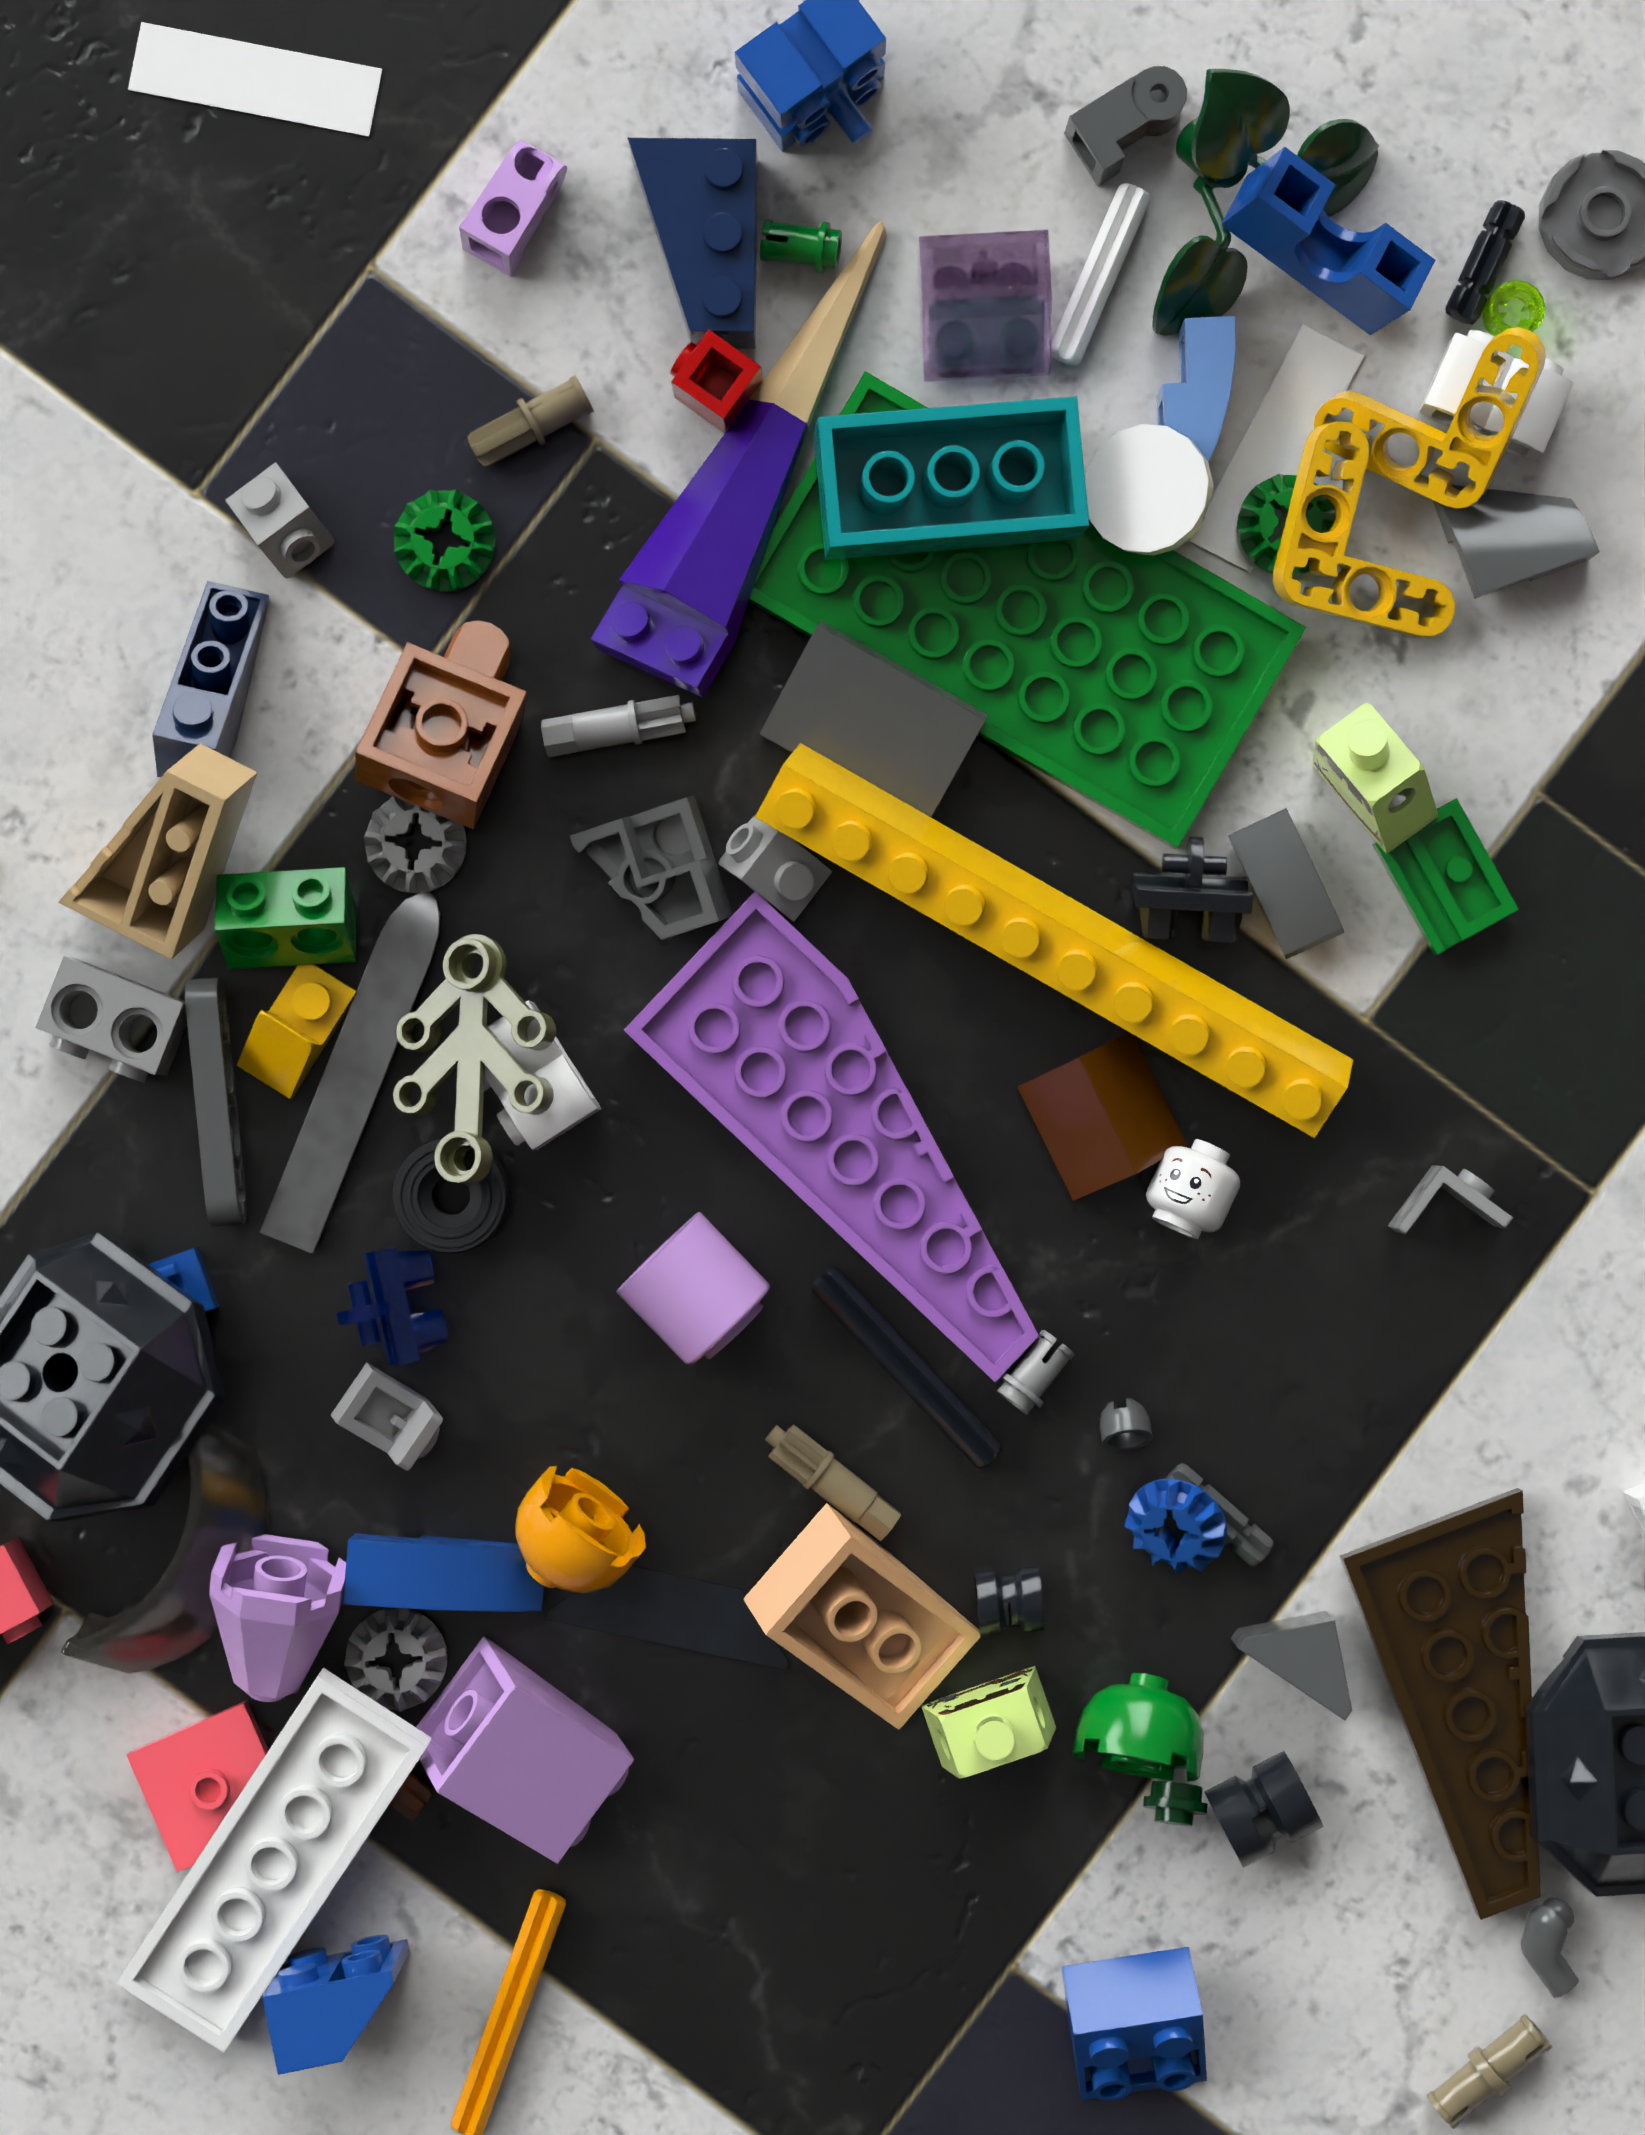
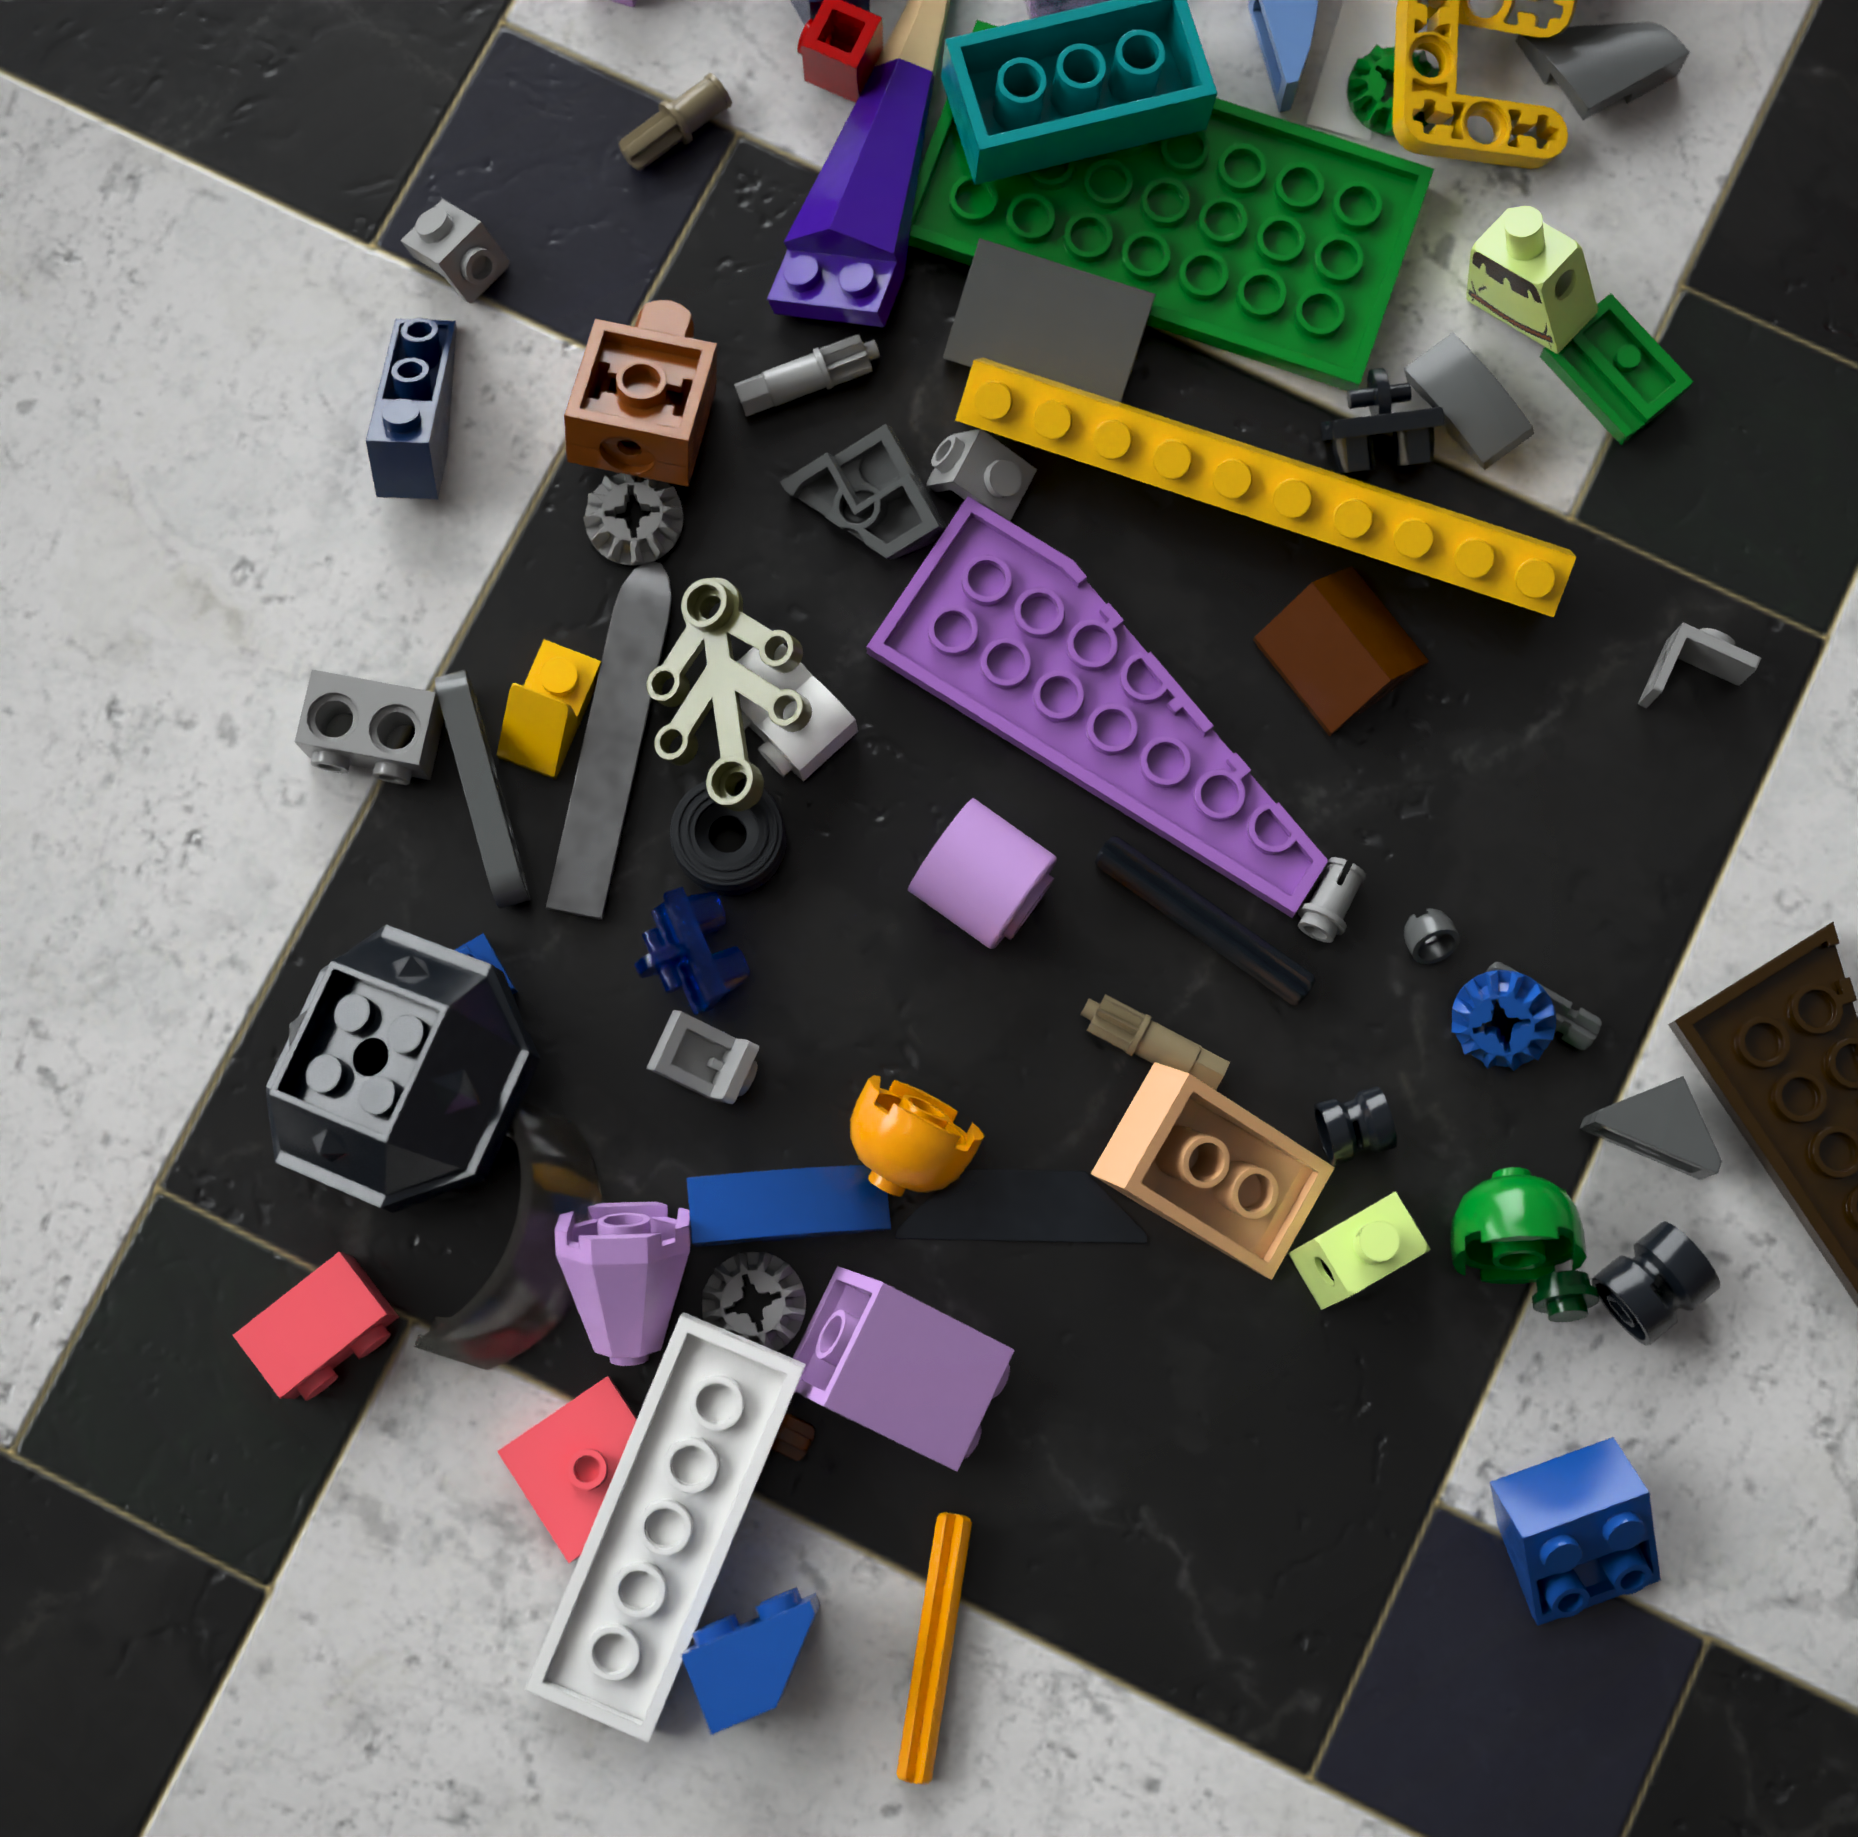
camera: 15 degrees left, 10 degrees down
(164, 862) = (400, 551): tan wedge -> none
(285, 918) = (521, 599): green brick -> none
(459, 565) = (632, 258): green gear -> none
(1148, 489) = (1264, 64): white tile -> none
(1193, 1189) = (1446, 694): white head -> none

